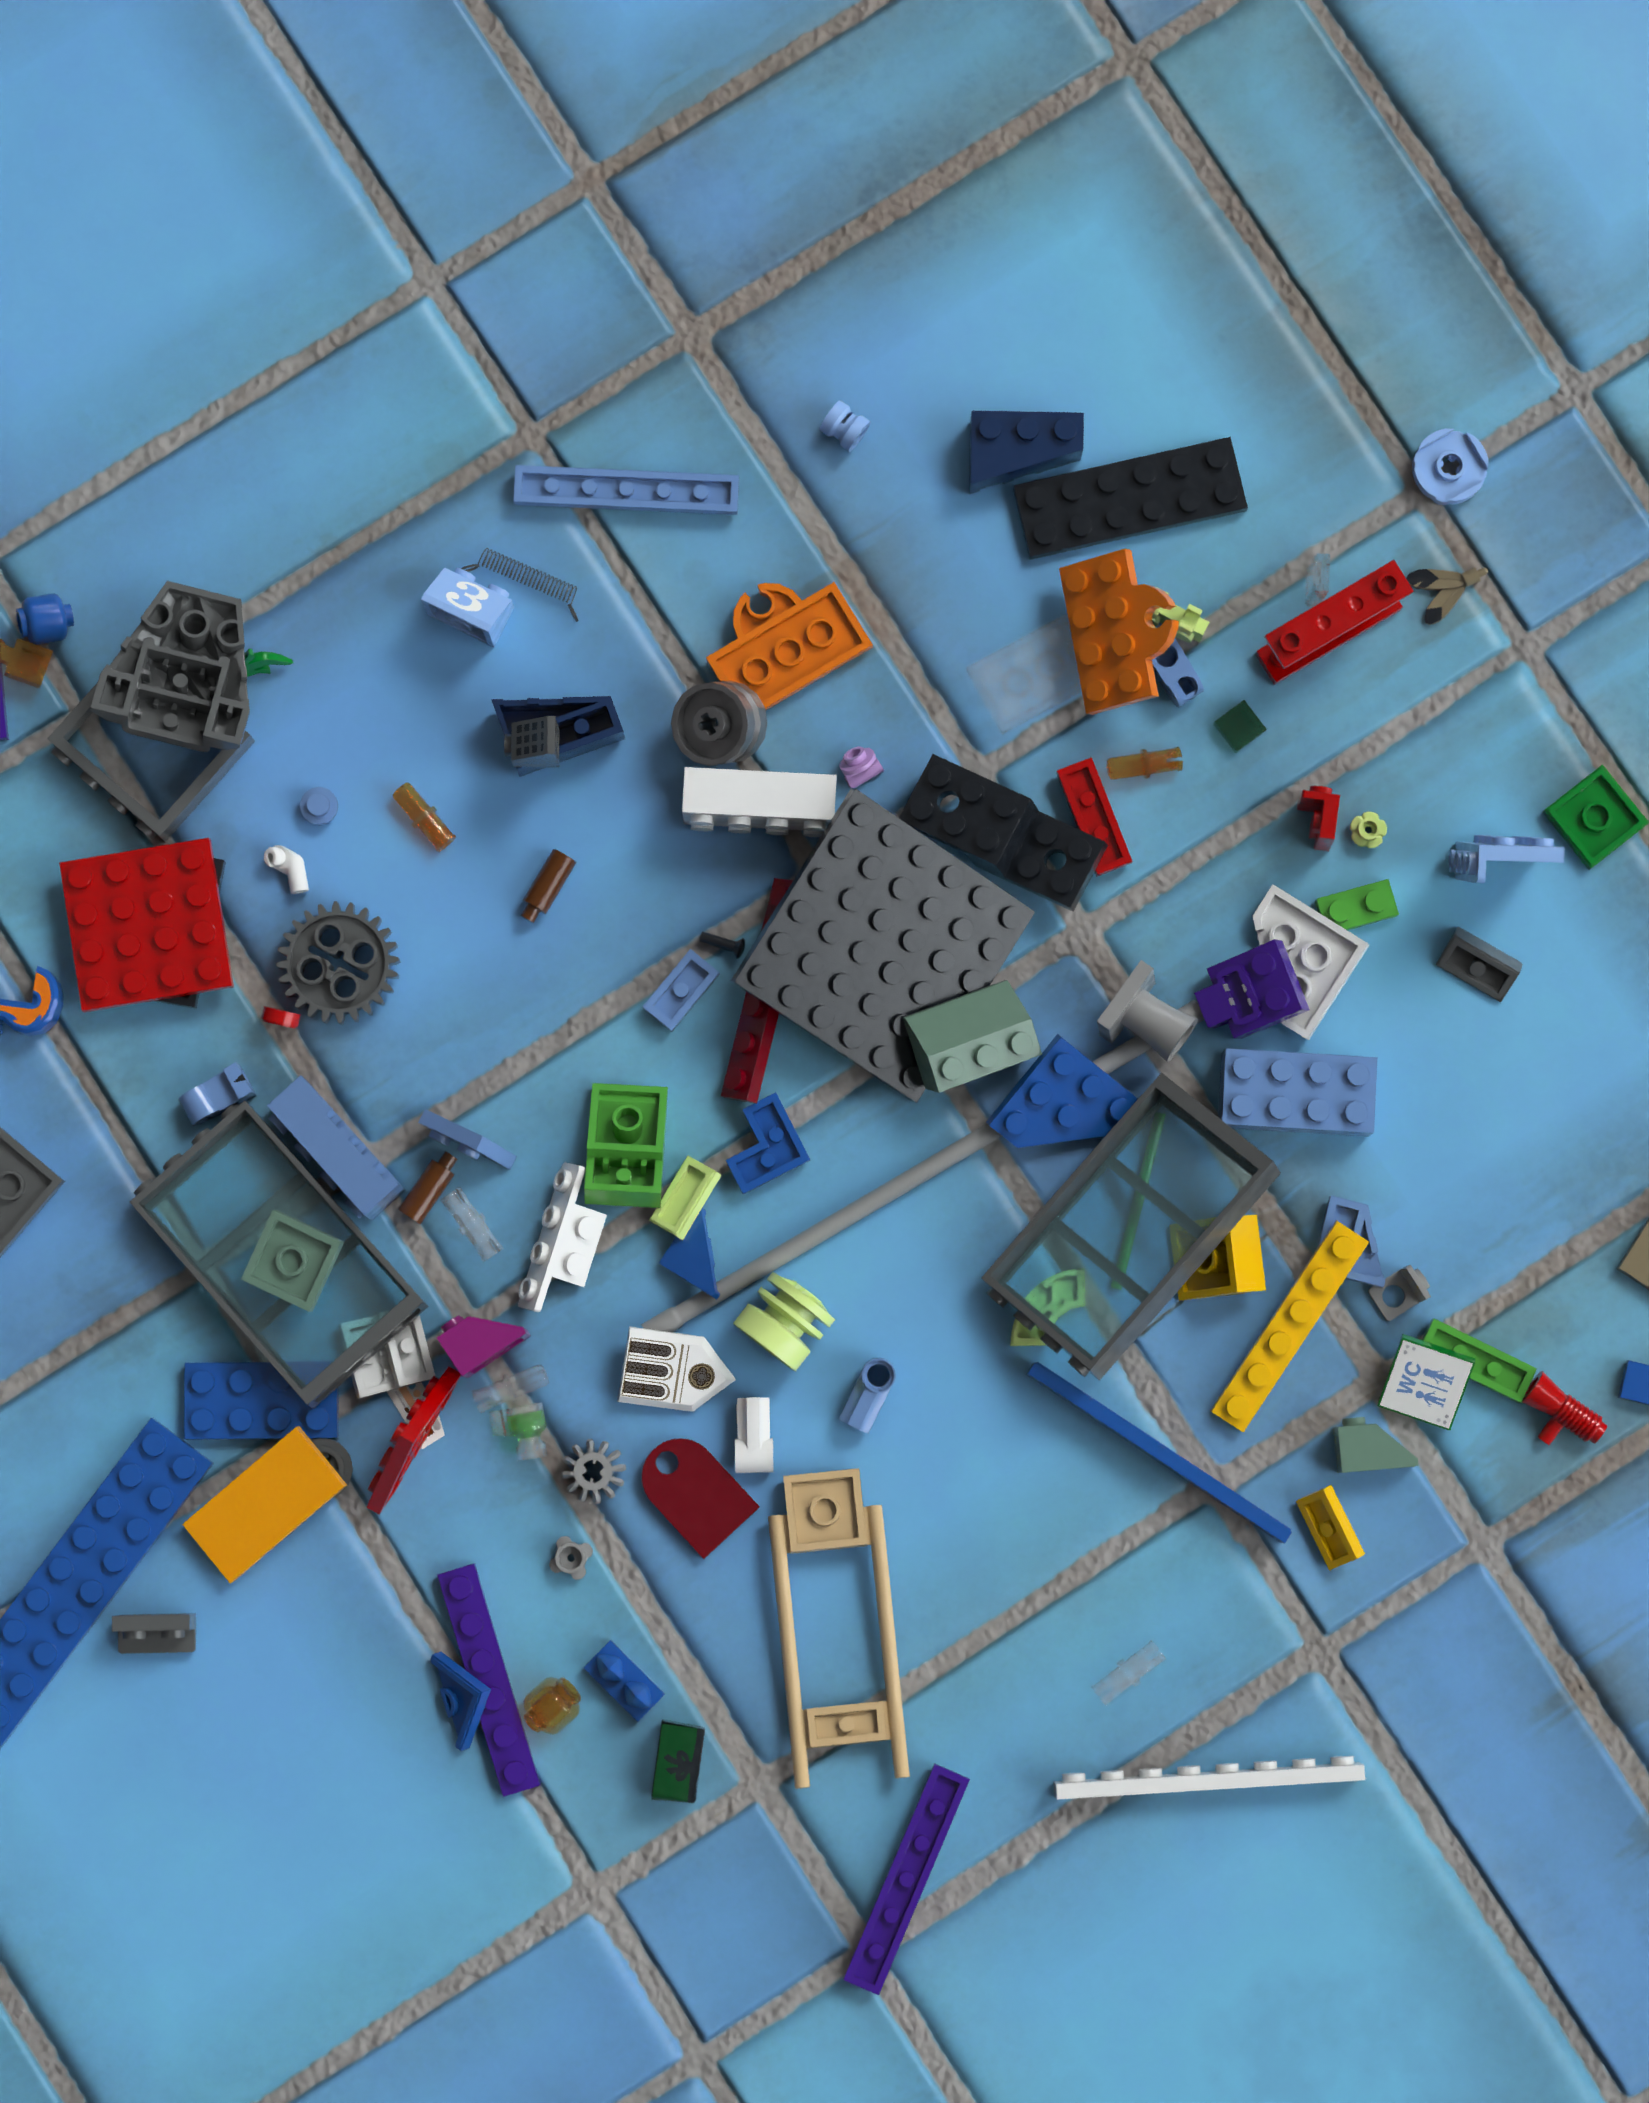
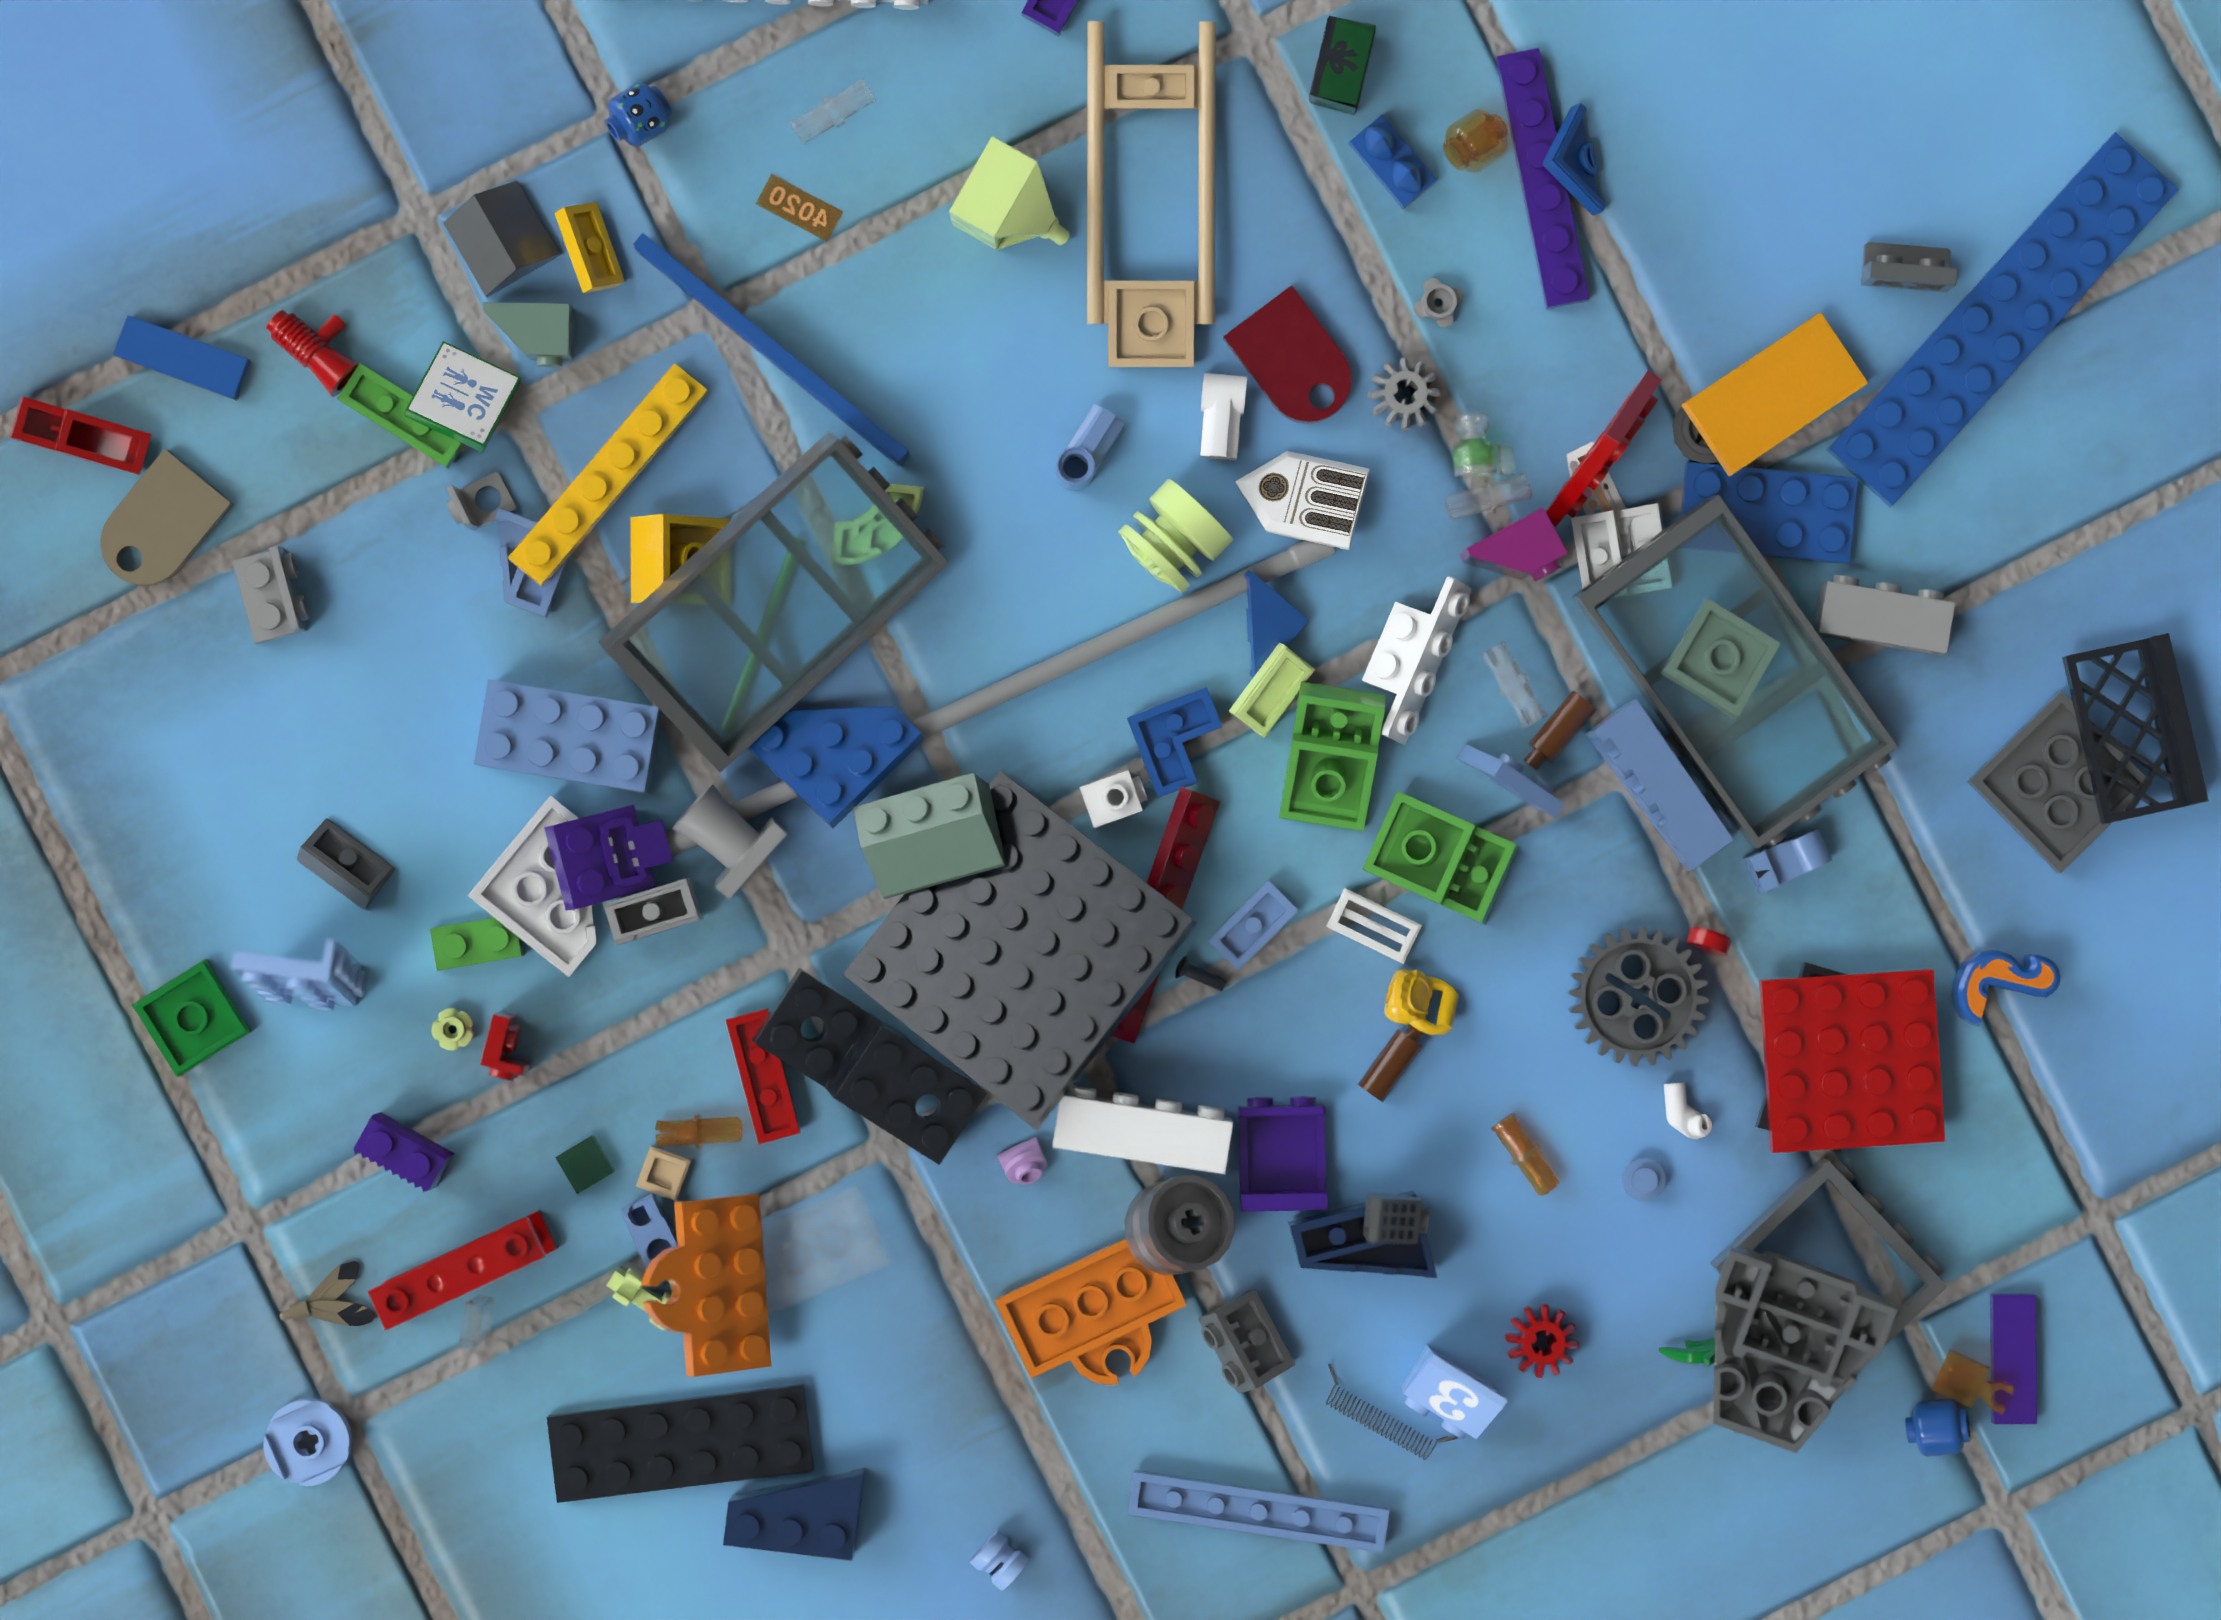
camera: 170 degrees left, 5 degrees up
(150, 1318) = (1884, 616): none -> light grey brick
(381, 658) = (1527, 1337): none -> red gear
(522, 1065) = (1441, 857): none -> bright green slope
(537, 942) = (1410, 997): none -> yellow piece
(546, 991) = (1406, 942): none -> white tile
(635, 794) = (1282, 1155): none -> dark purple panel
(651, 631) = (1246, 1342): none -> dark grey bracket
(814, 1087) = (1113, 798): none -> white brick
(964, 1605) = (1006, 200): none -> yellowish green piece
(1148, 1584) = (799, 207): none -> clear orange sticker
(1171, 726) = (663, 1173): none -> tan tile
(1205, 947) = (653, 911): none -> light grey brick
(1301, 1650) = (638, 114): none -> blue head
(1398, 719) = (403, 1151): none -> dark purple brick
(1409, 1529) = (500, 237): none -> dark grey slope
(1573, 1191) = (271, 595): none -> light grey bracket

